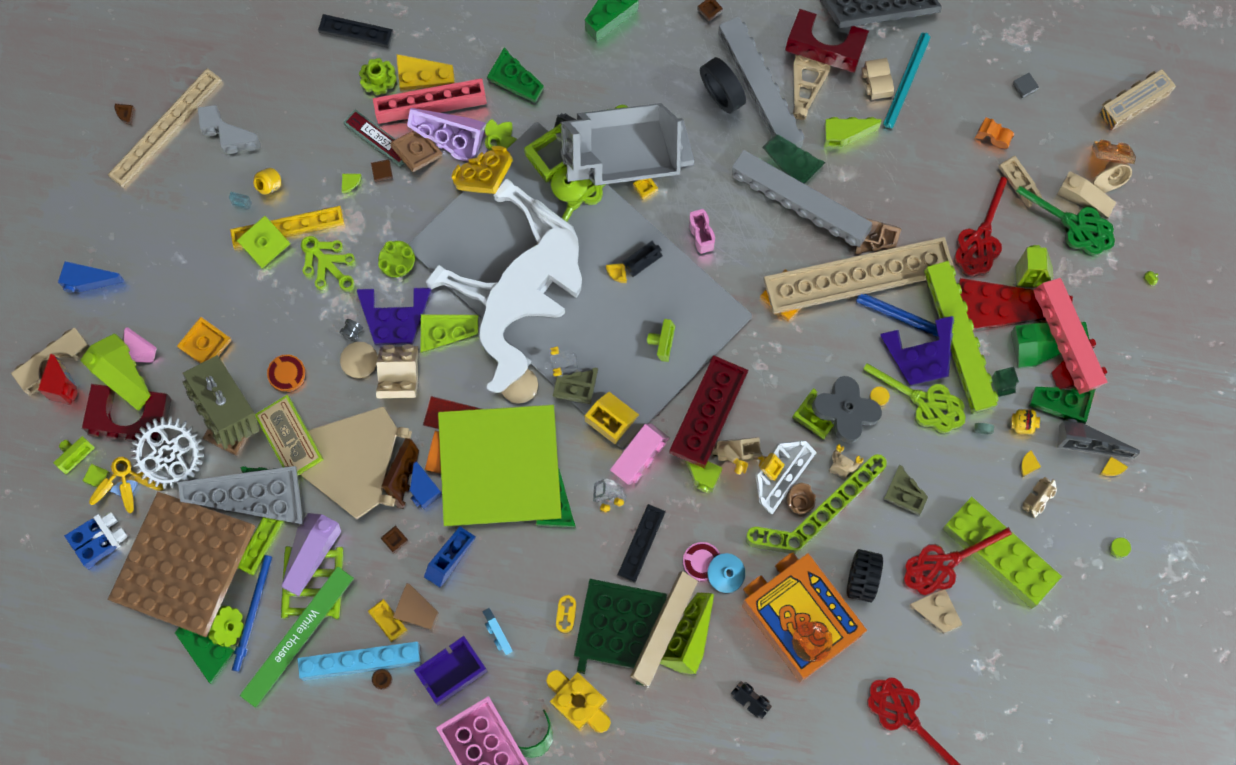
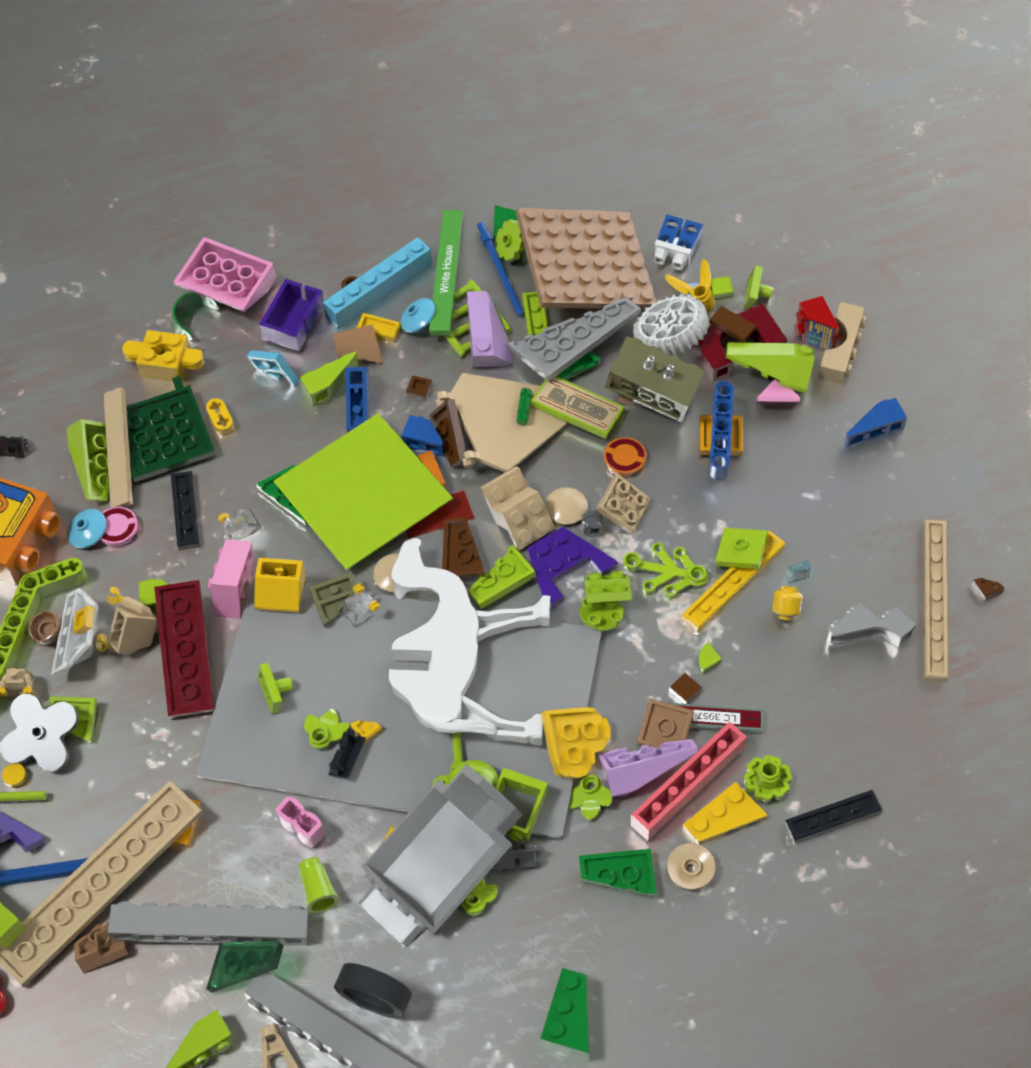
camera: 150 degrees right, 15 degrees down
(121, 421) = (732, 324): none -> reddish brown tile
(204, 327) = (720, 438): none -> blue beam
(318, 329) = (623, 504): none -> tan tile
(330, 457) = (524, 406): none -> green axle
(342, 601) = (417, 315): none -> medium azure dish
(379, 270) = (607, 587): none -> lime slope
(461, 369) = (460, 550): none -> reddish brown wing
(466, 588) = (326, 381): none -> lime slope
(467, 44) = (695, 856): none -> tan dish
(642, 291) = (327, 727): none -> lime plate
(716, 183) = (317, 887): none -> lime plant

